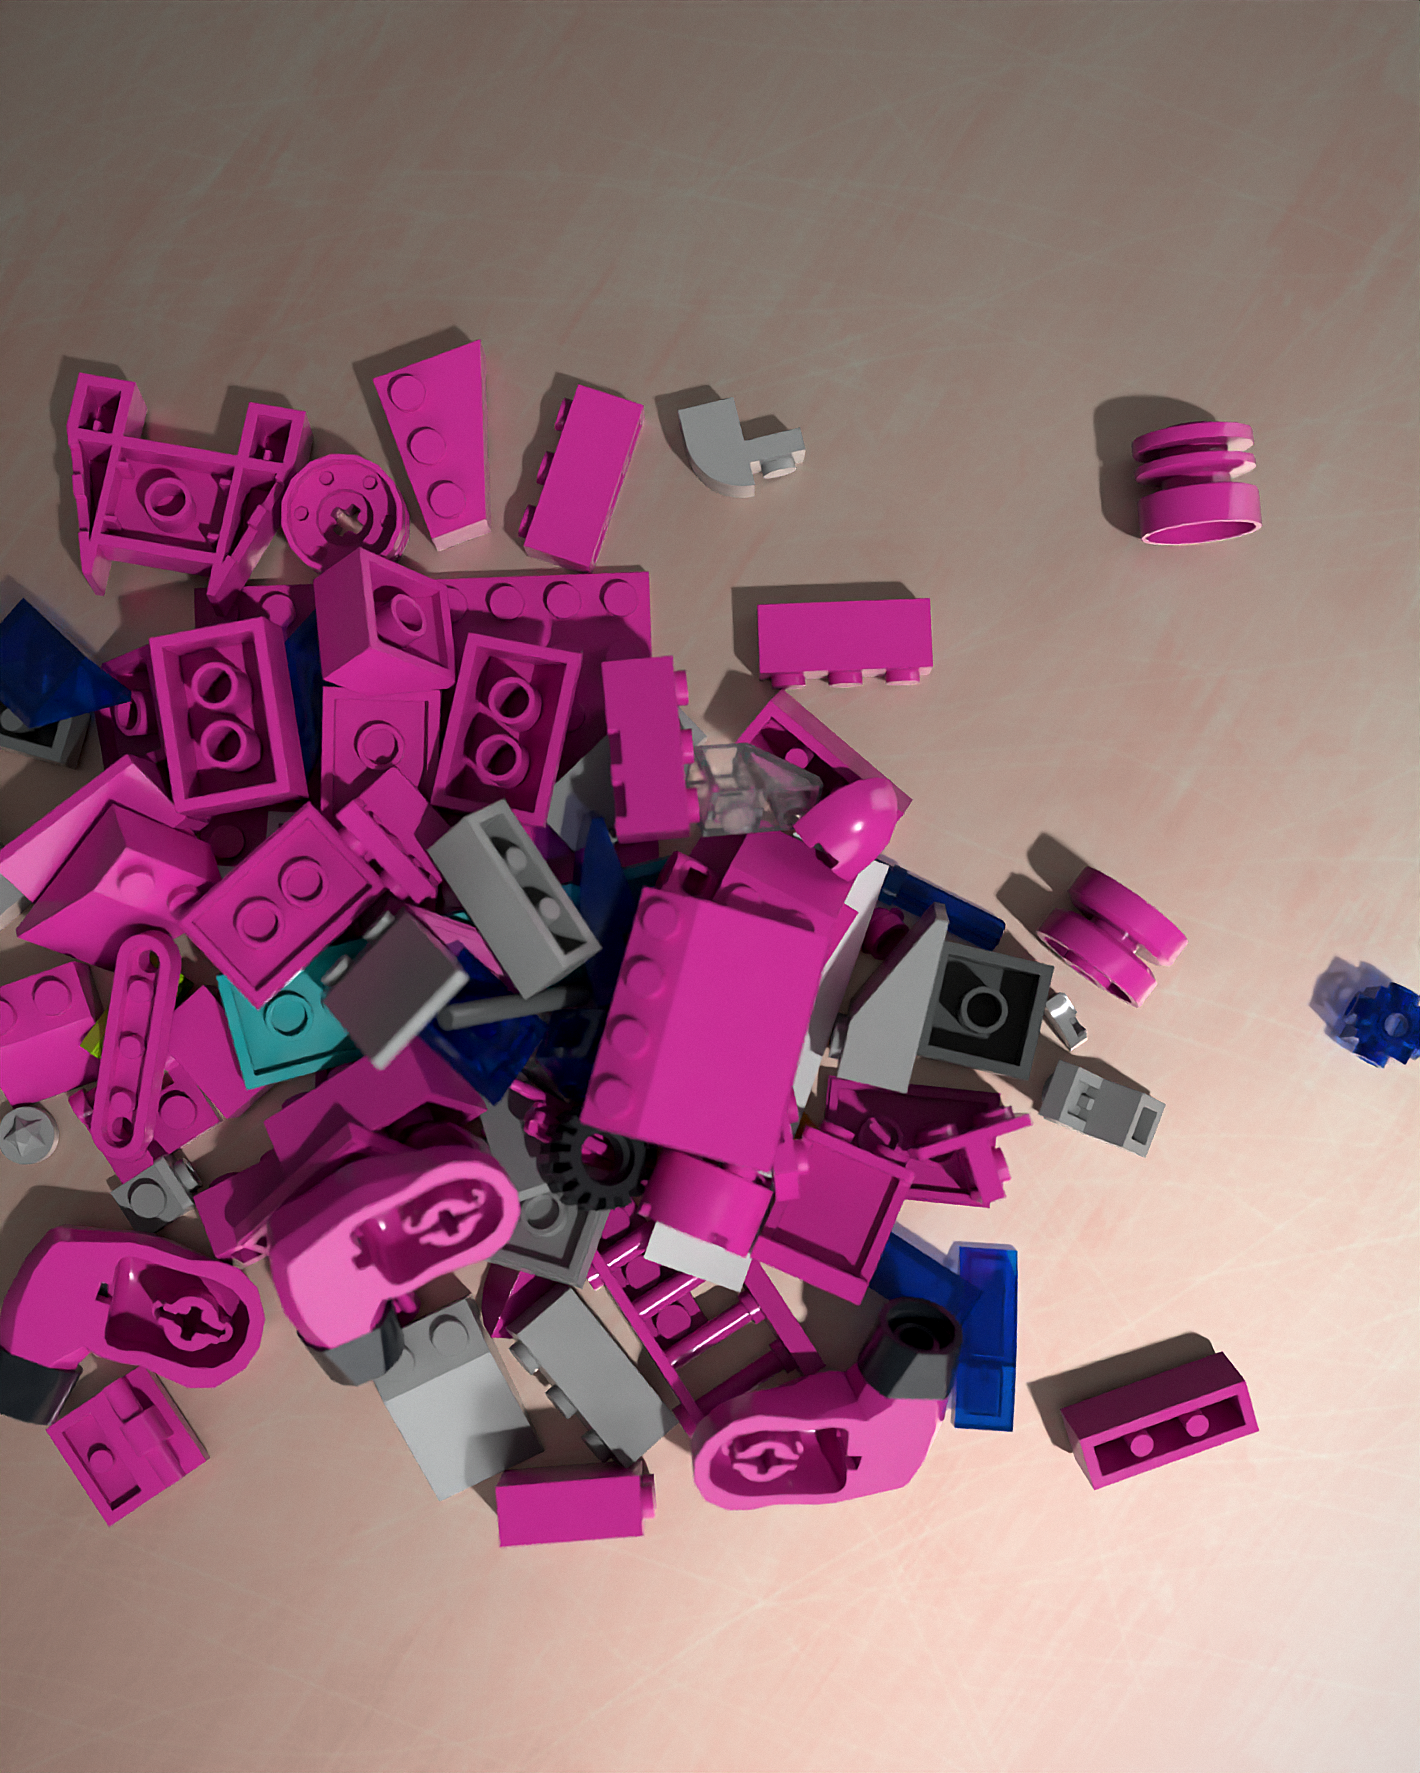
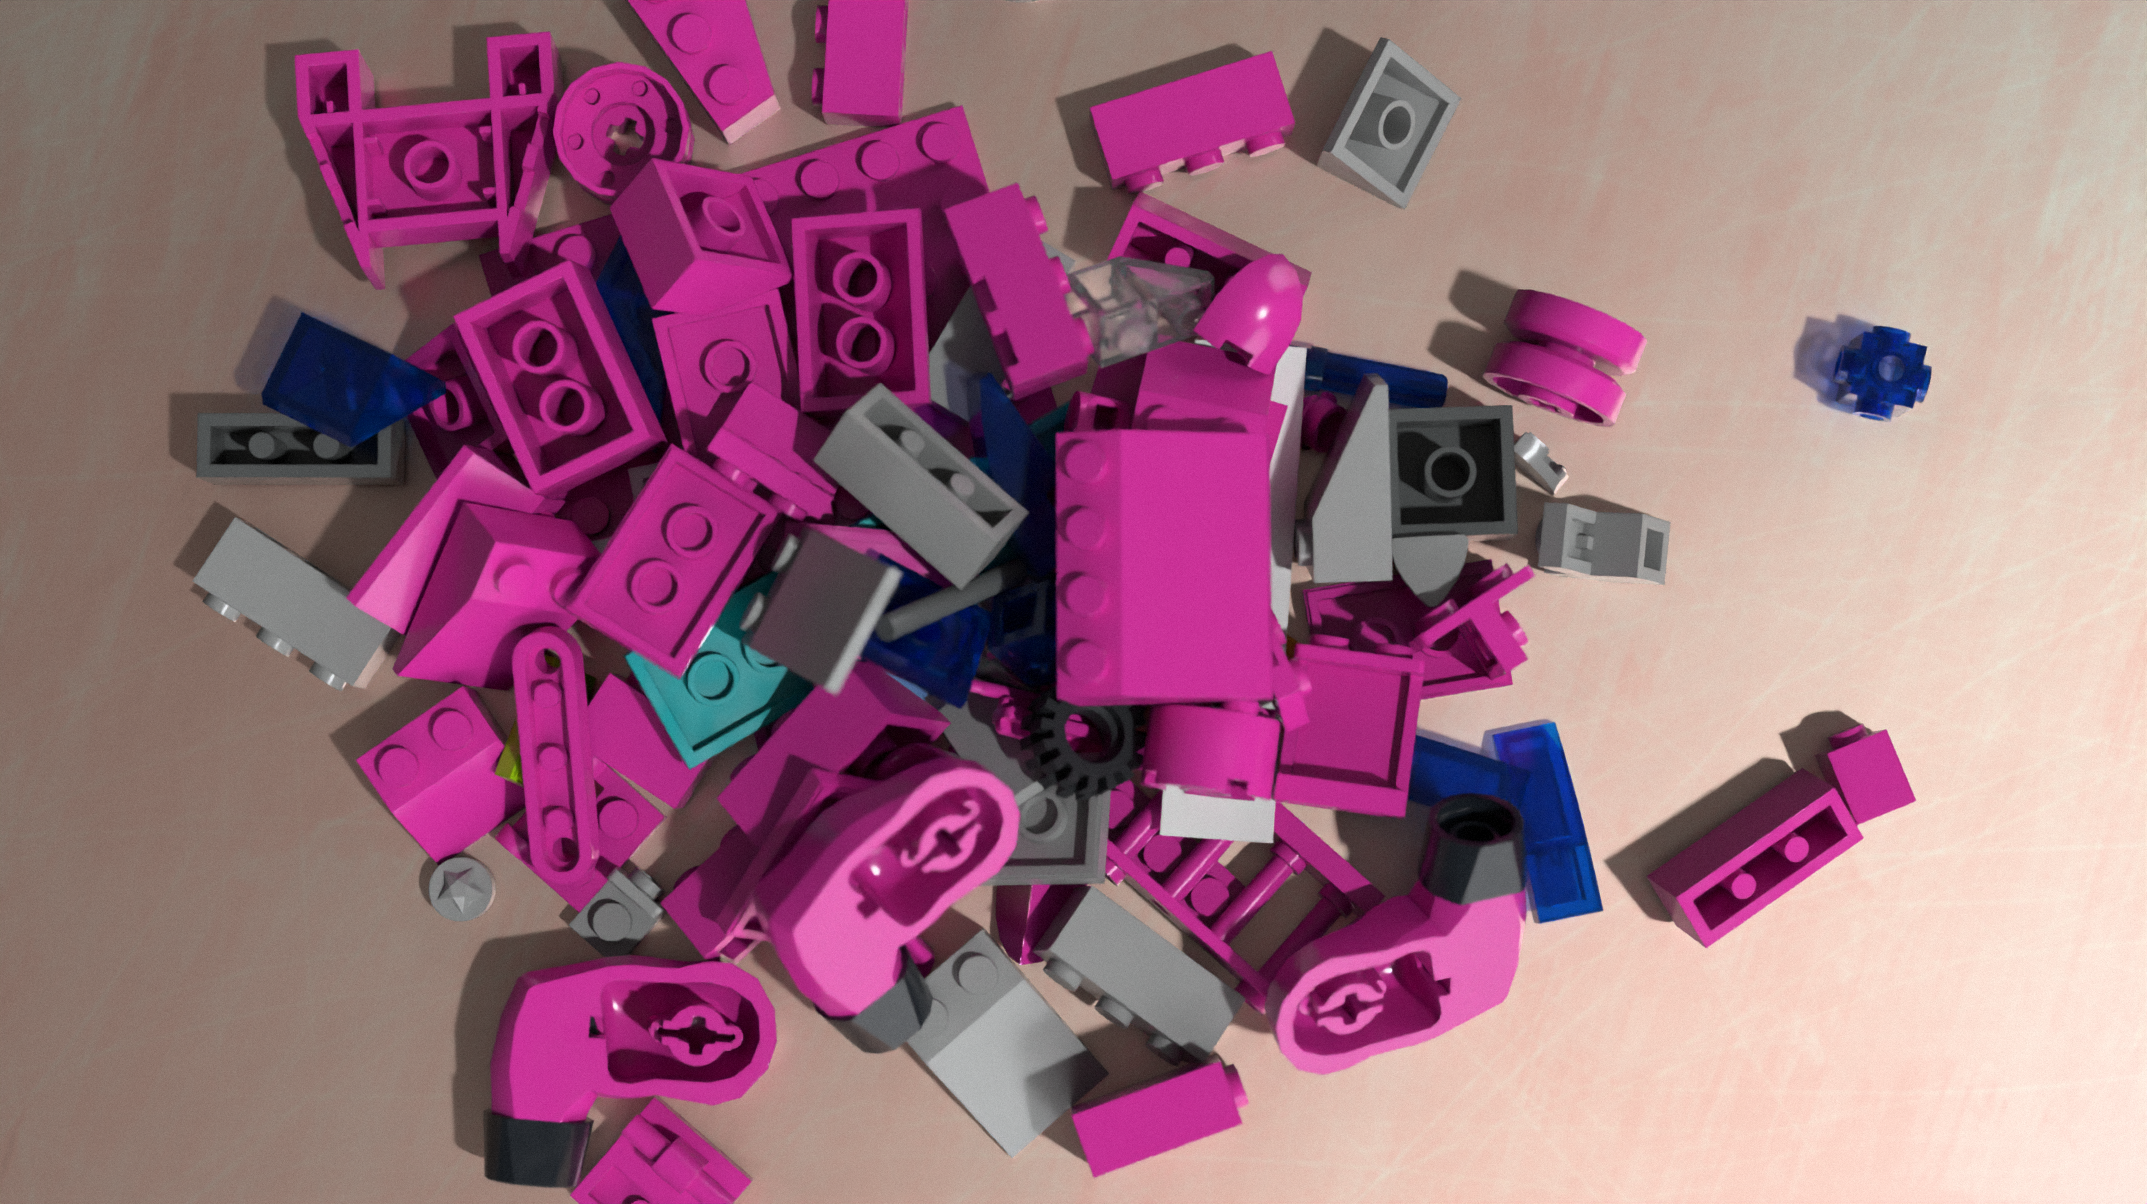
camera: 15 degrees left, 0 degrees up
(944, 1087) = (1430, 564): none -> light grey tile
(1015, 691) = (1389, 126): none -> light grey slope
(1276, 1372) = (1865, 773): none -> dark pink brick

